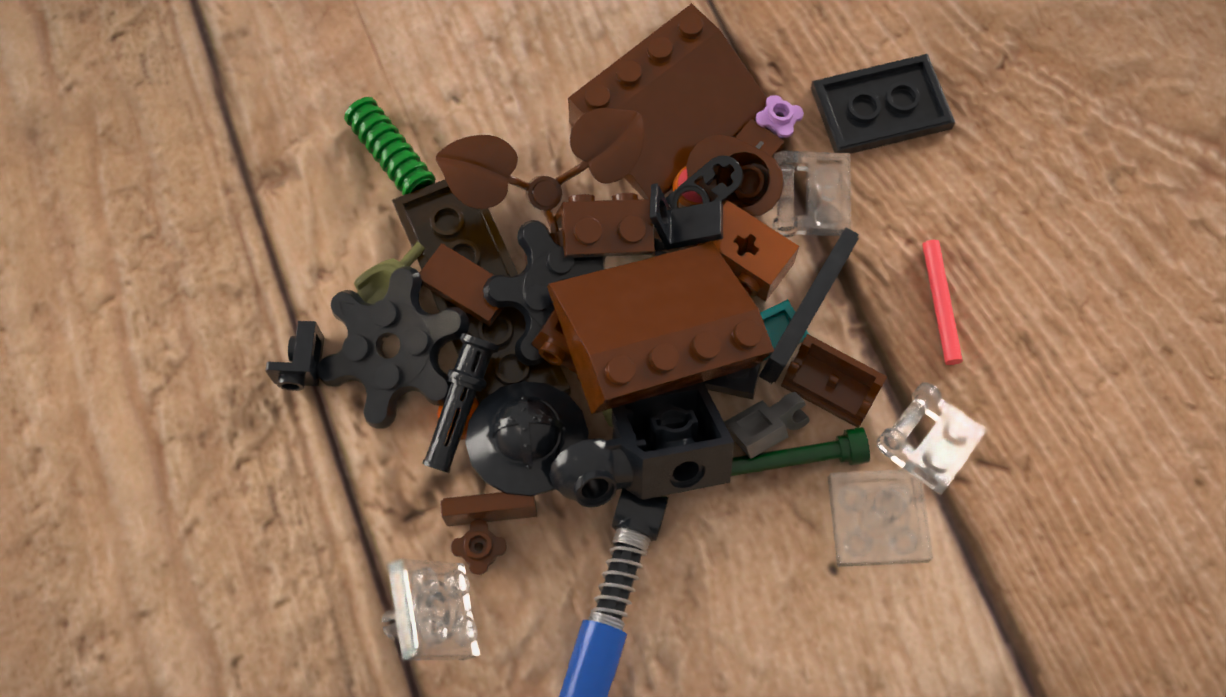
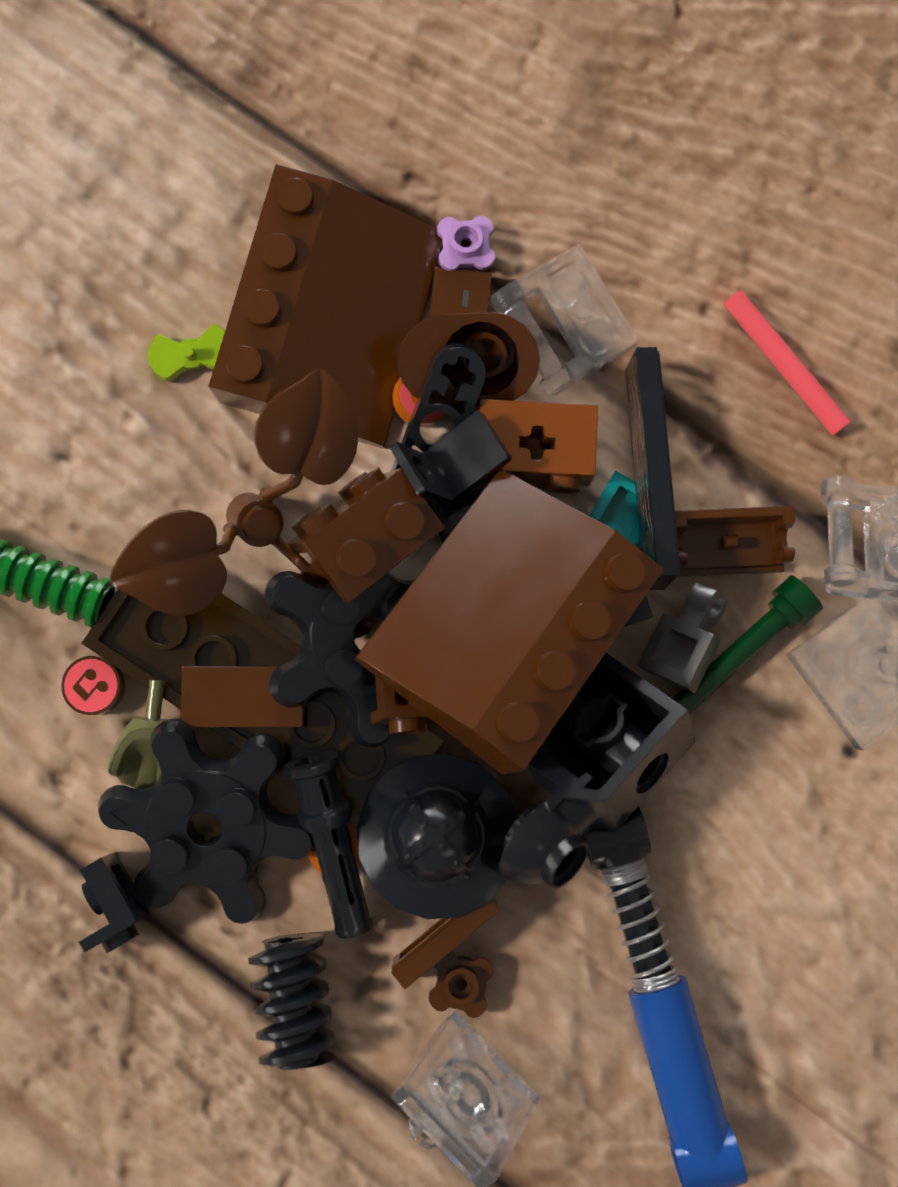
camera: 35 degrees left, 15 degrees up
(365, 484) = (293, 1002): none -> black piece
(381, 232) = (92, 685): none -> coral tile
(557, 80) = (171, 358): none -> lime piece
(882, 105) = (573, 151): black tile -> none

